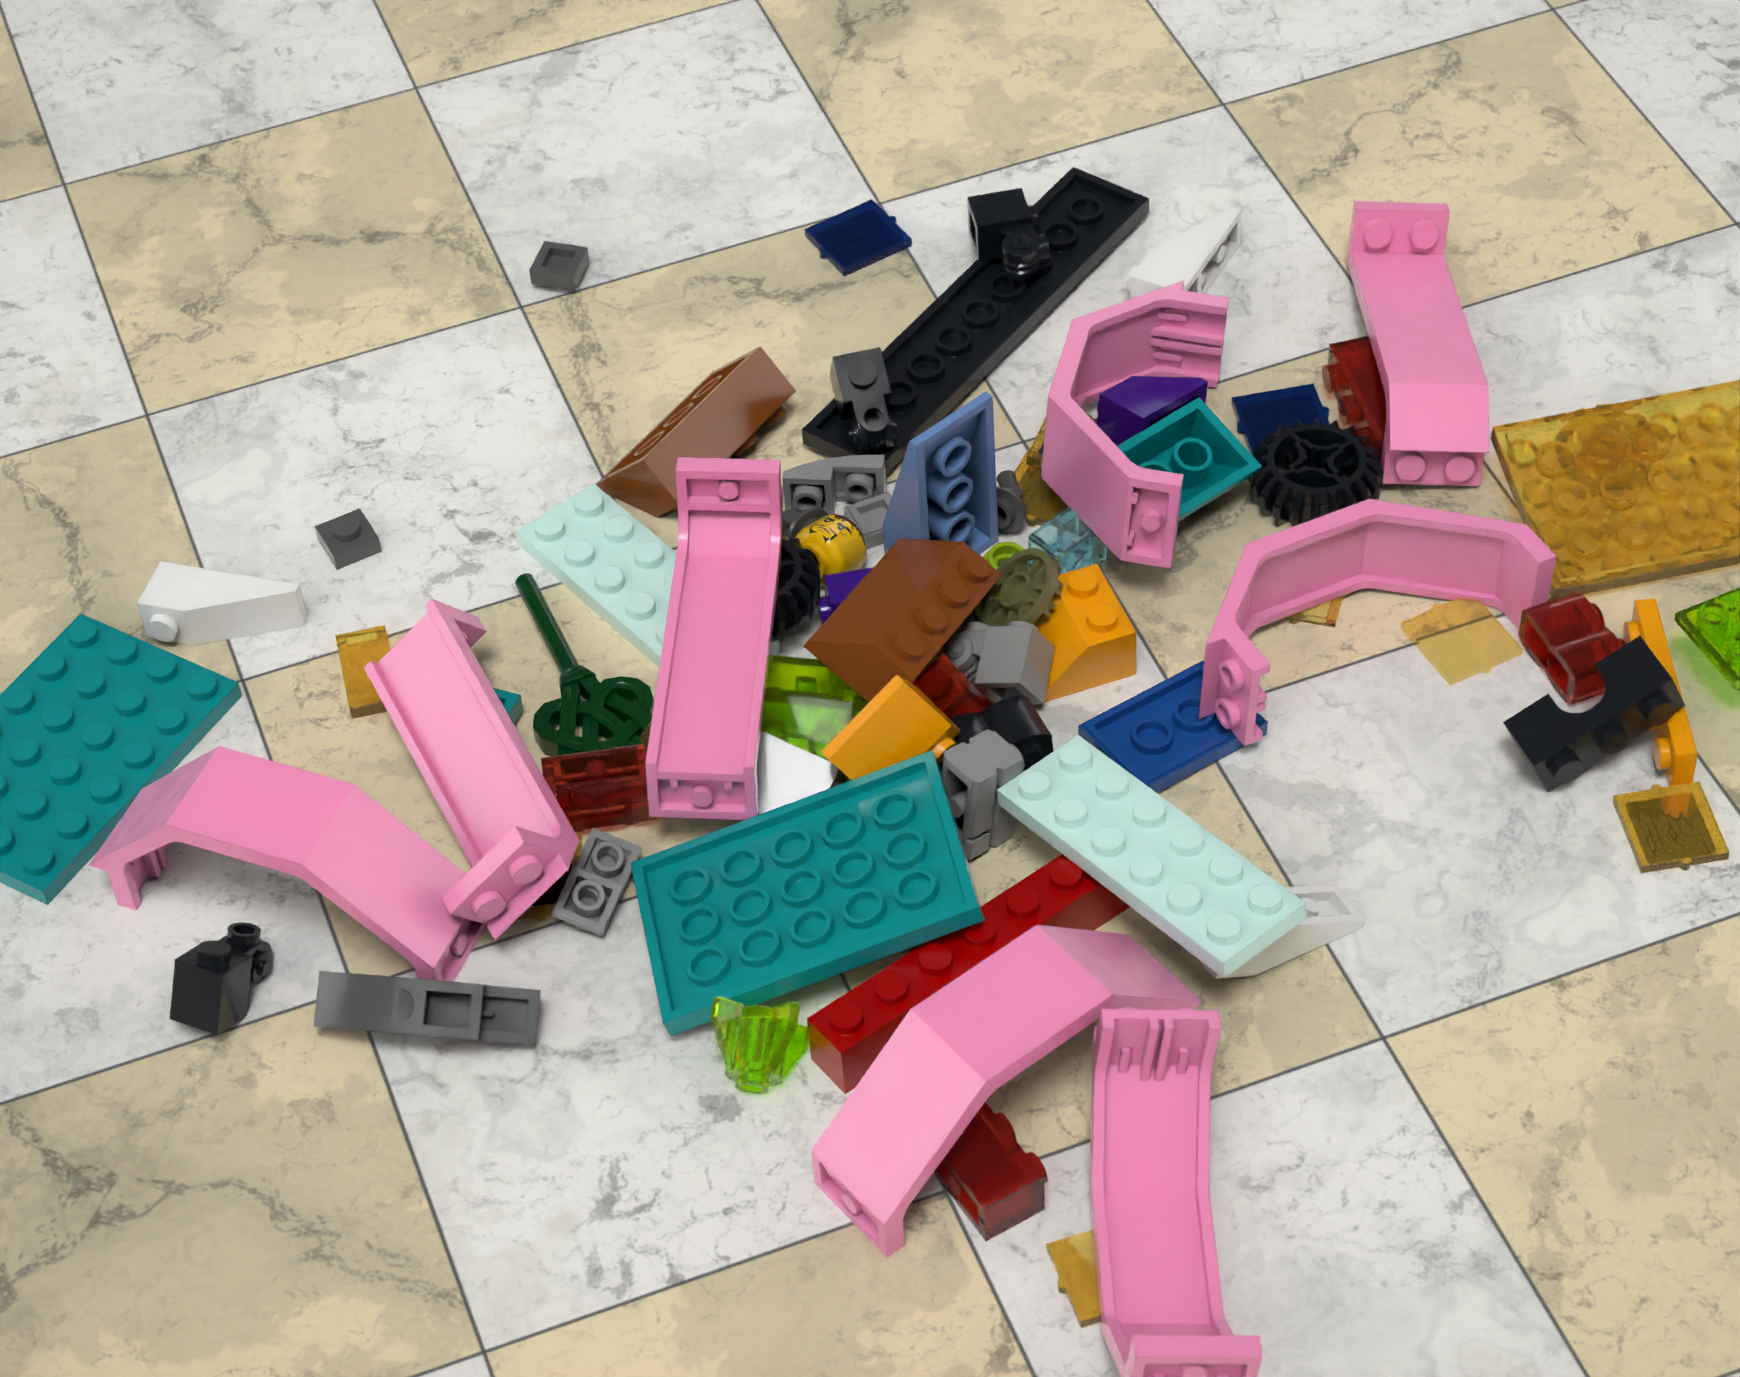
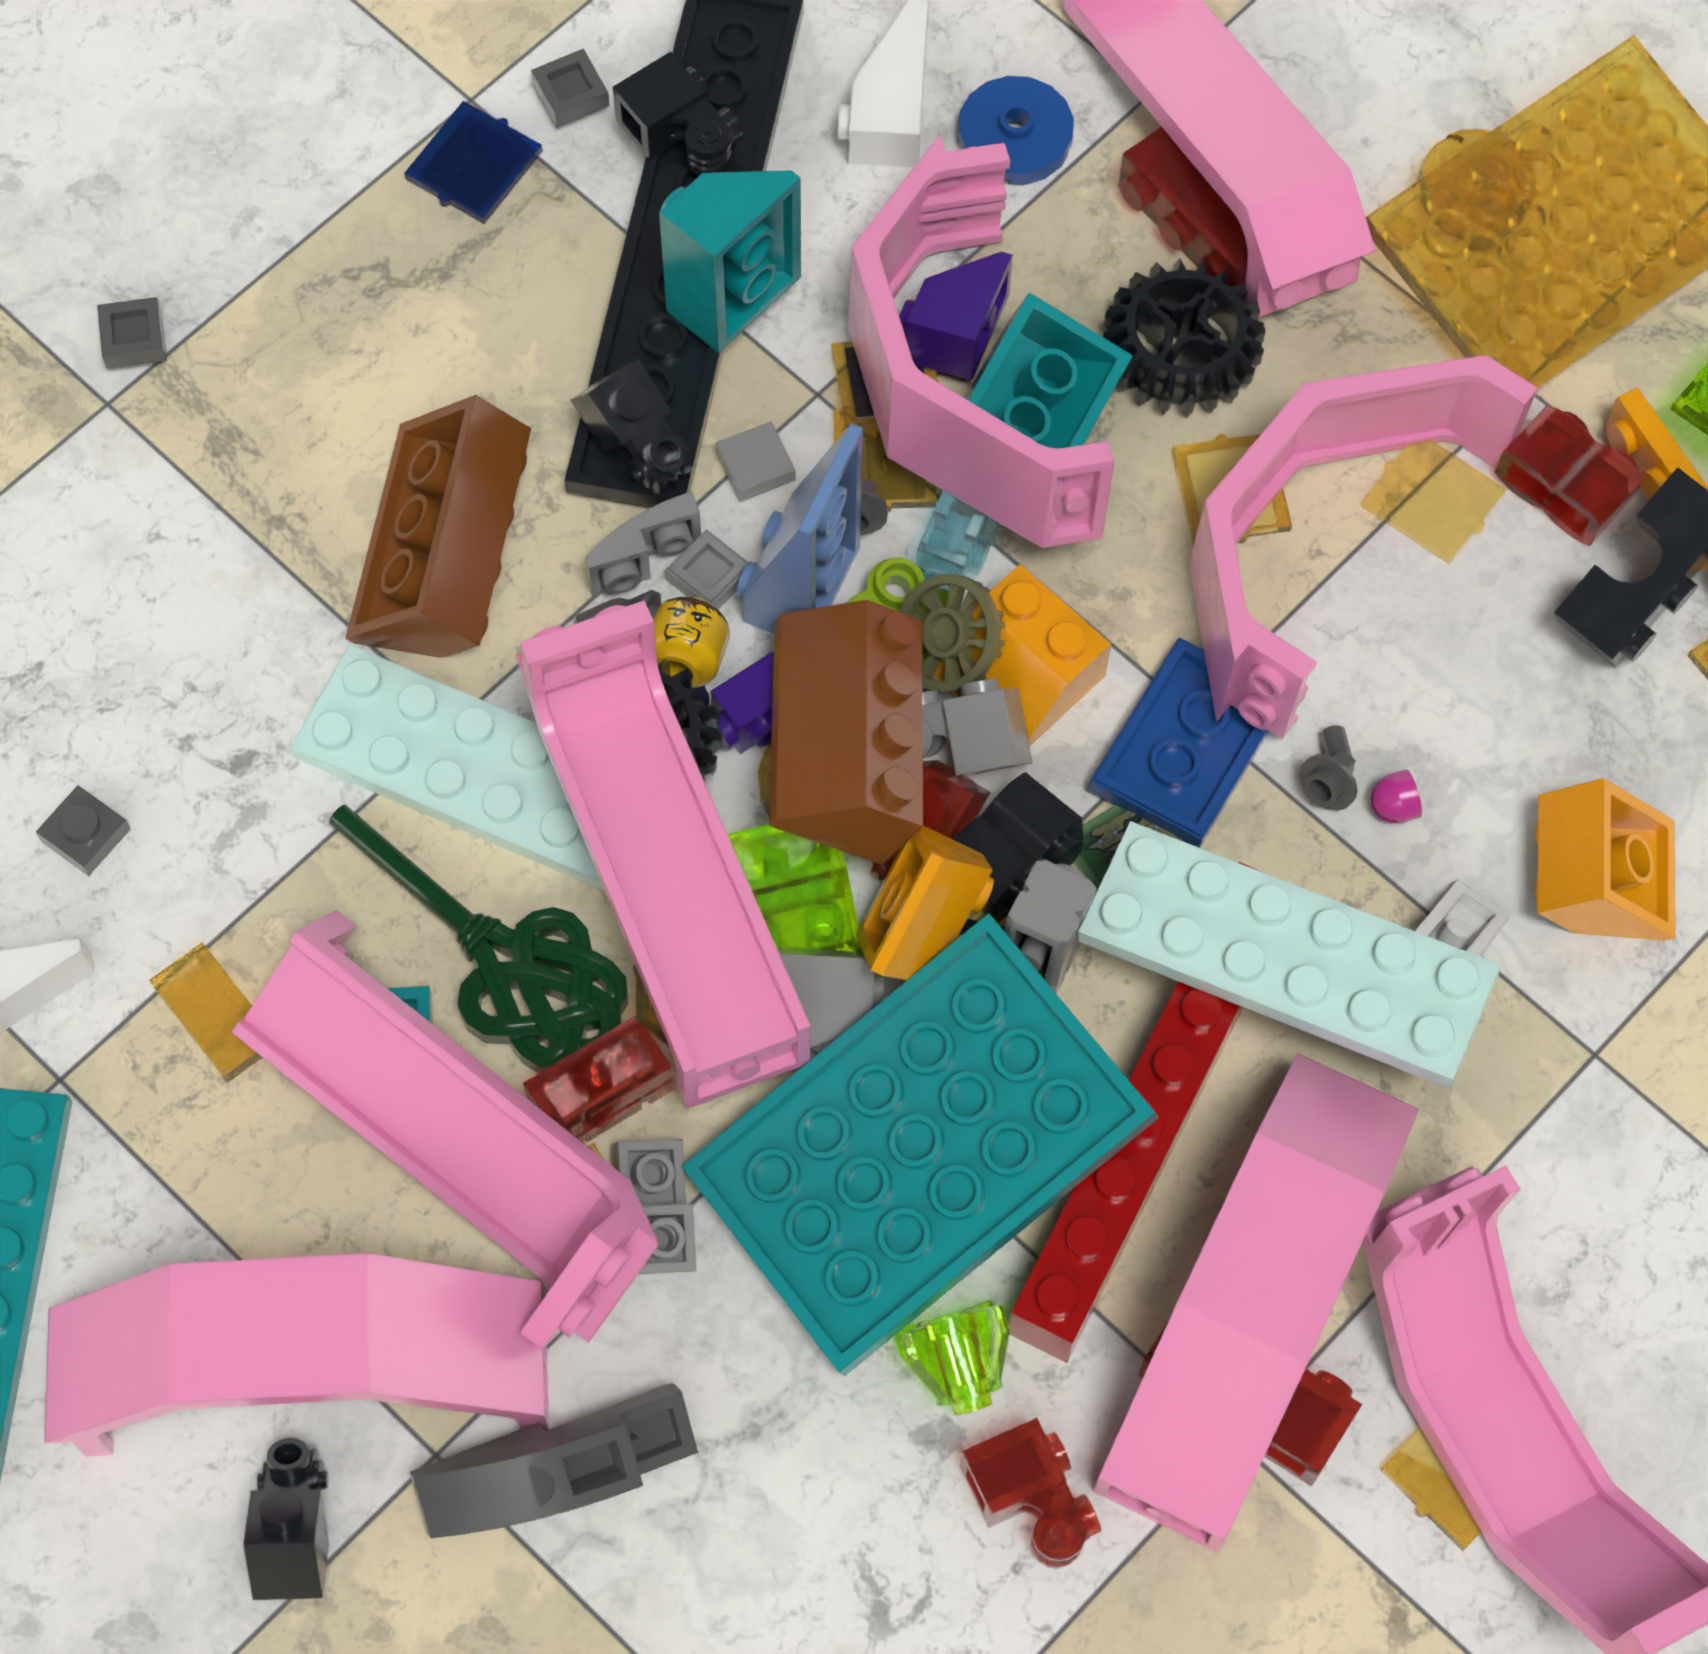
camera: 30 degrees left, 20 degrees up
(757, 1148) = (1026, 1474): none -> clear red brick
(948, 208) = (570, 87): none -> dark grey plate
(988, 304) = (730, 249): none -> teal slope
(1265, 411) = (1094, 260): clear blue piece -> none
(1268, 321) = (1036, 147): none -> blue plate
(1269, 777) = (1329, 777): none -> dark grey plate
(1312, 812) = (1396, 798): none -> dark pink hinge
(1458, 904) = (1605, 863): none -> light orange slope

